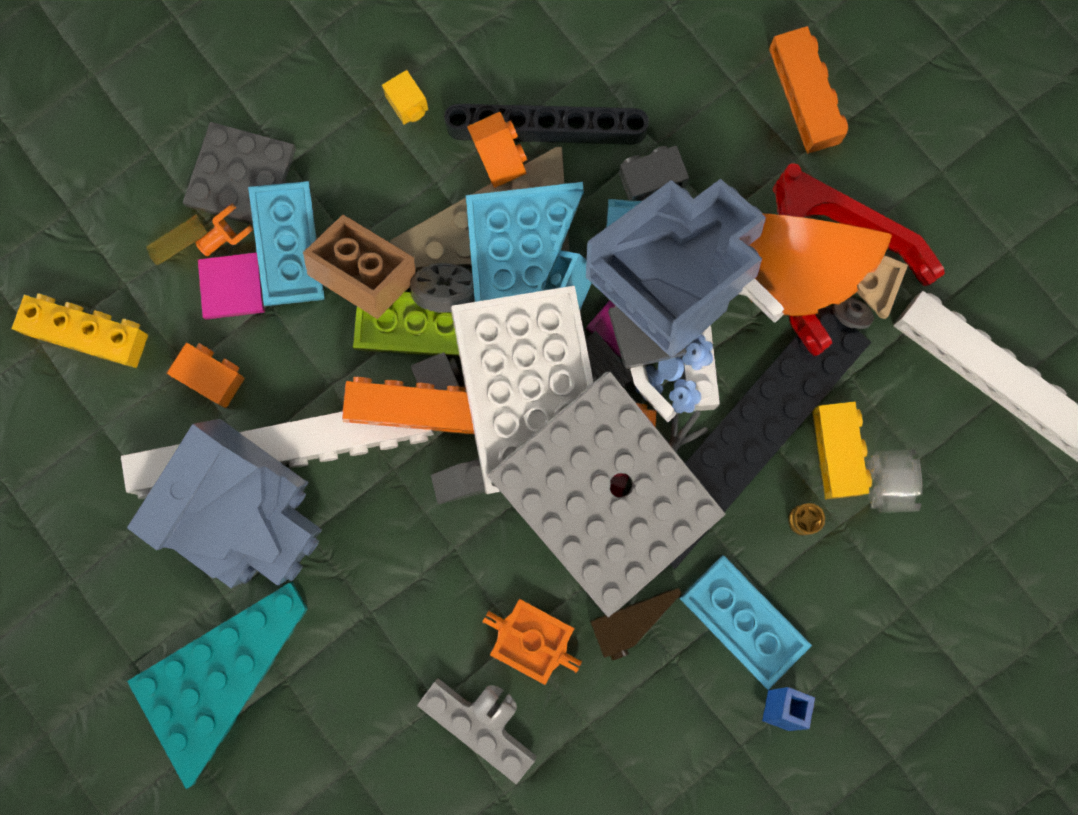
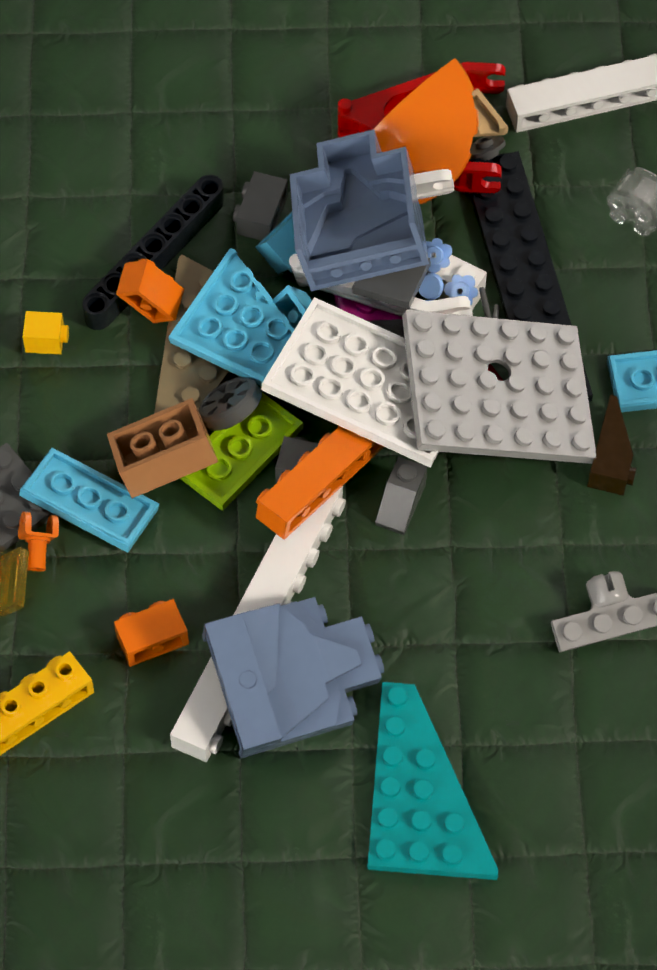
camera: 55 degrees left, 20 degrees down
(230, 286) = (87, 569): dark pink tile -> none
(532, 641) = (573, 532): orange plate -> none
(808, 89) = (283, 63): orange brick -> none
(812, 518) = (623, 280): pearl gold wheel -> none
(841, 450) = (587, 224): yellow brick -> none

